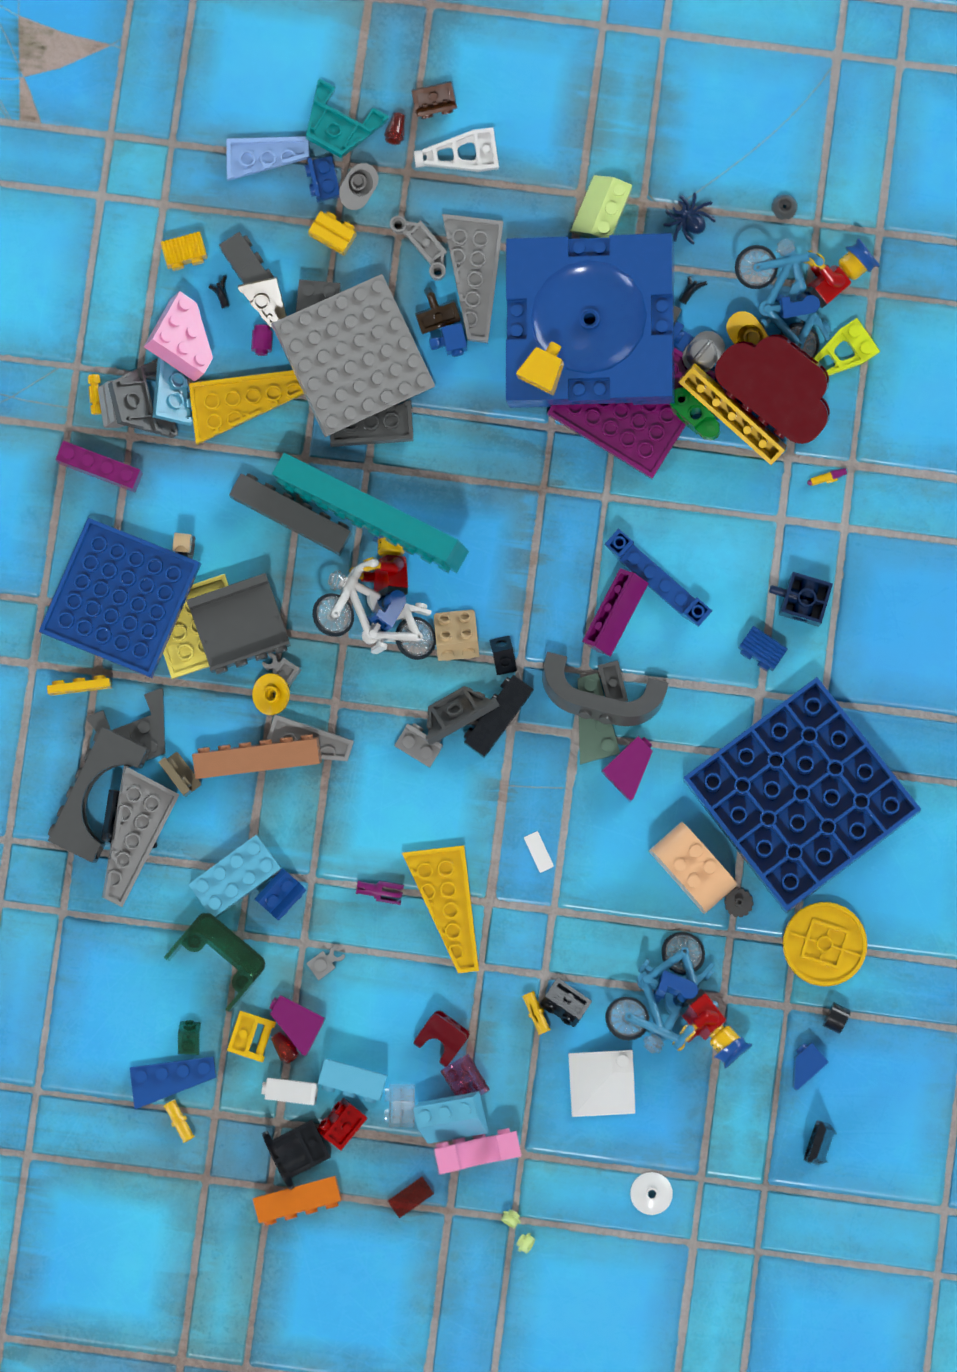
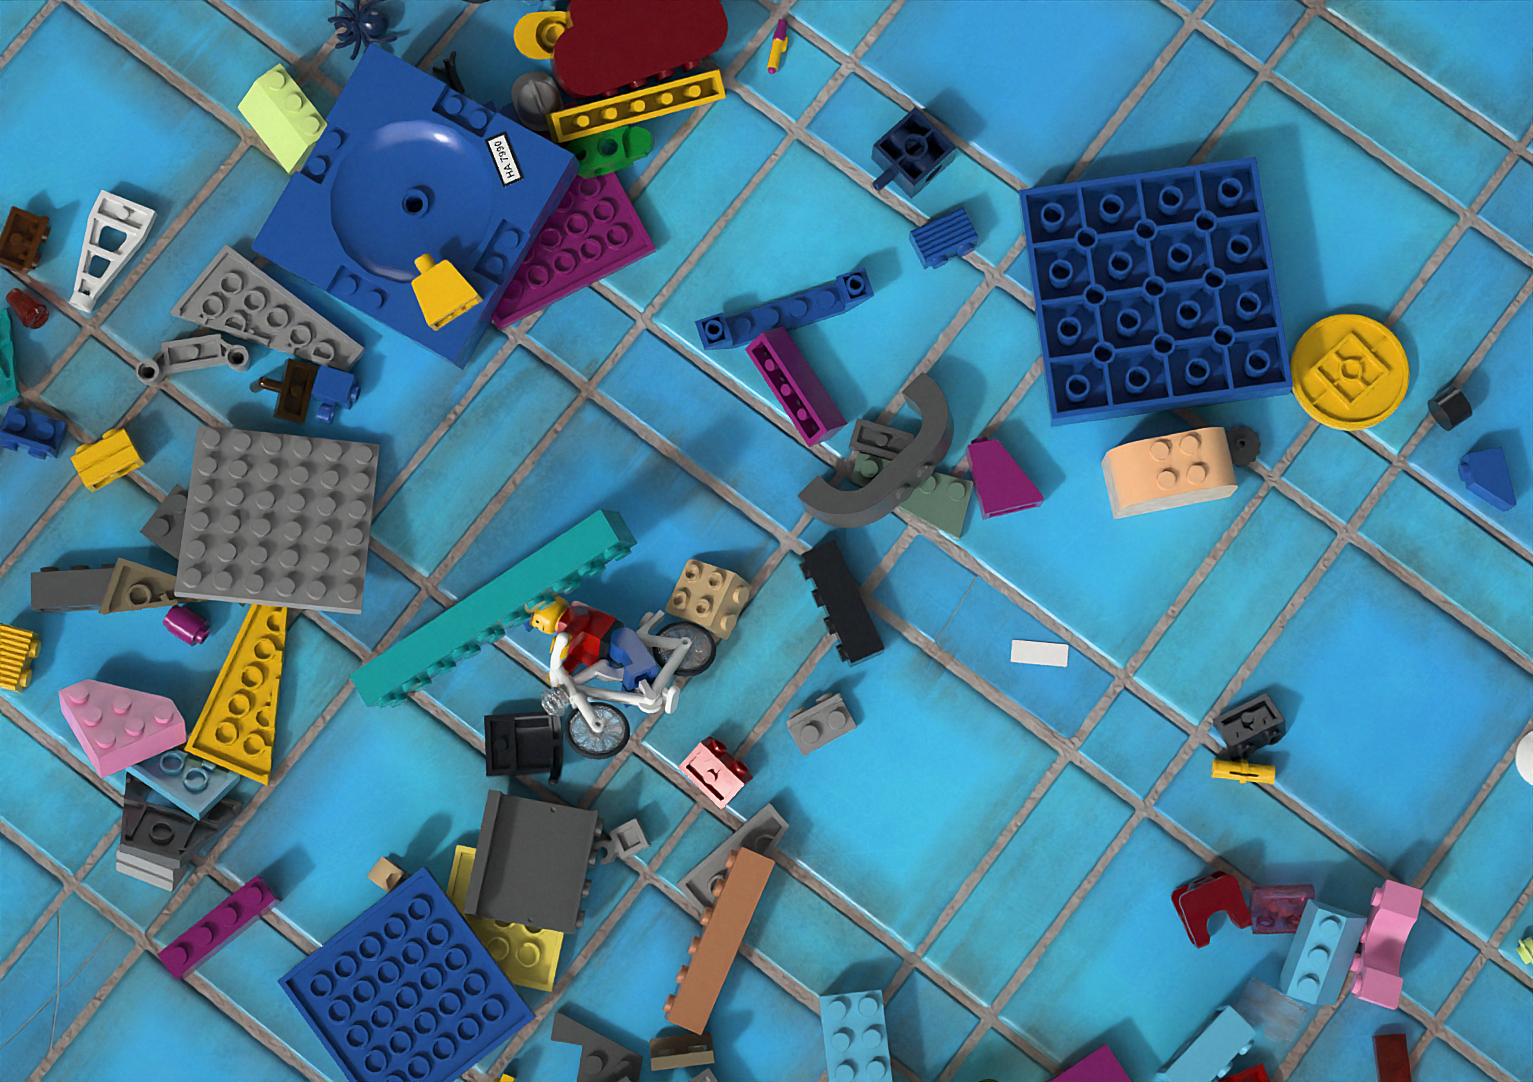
camera: 65 degrees left, 5 degrees down
(94, 381) = (125, 882): yellow axle -> none
(220, 291) = (94, 643): black bar -> none
(263, 694) = (643, 886): yellow dish -> none
(280, 894) = (913, 1010): blue bracket -> none
(290, 514) = (430, 717): dark grey brick -> none
(304, 578) = (524, 745): none -> black piece
(323, 964) = (1031, 1008): light grey plate -> none
(355, 699) = (715, 771): none -> bracket
(358, 186) = (68, 392): light grey piece -> none
(377, 891) = (983, 880): magenta arm -> none
(387, 426) = (393, 534): dark grey wing -> none
(445, 890) = (1023, 796): yellow wing -> none
(456, 712) = (807, 651): dark grey wing -> none
(503, 656) = (769, 554): black bracket -> none
(511, 1218) = (1488, 952): yellowish green plate -> none
(602, 1083) = (1375, 739): white slope -> none
(629, 1018) = (1328, 576): piece -> none
(645, 356) = (504, 159): none -> sticker

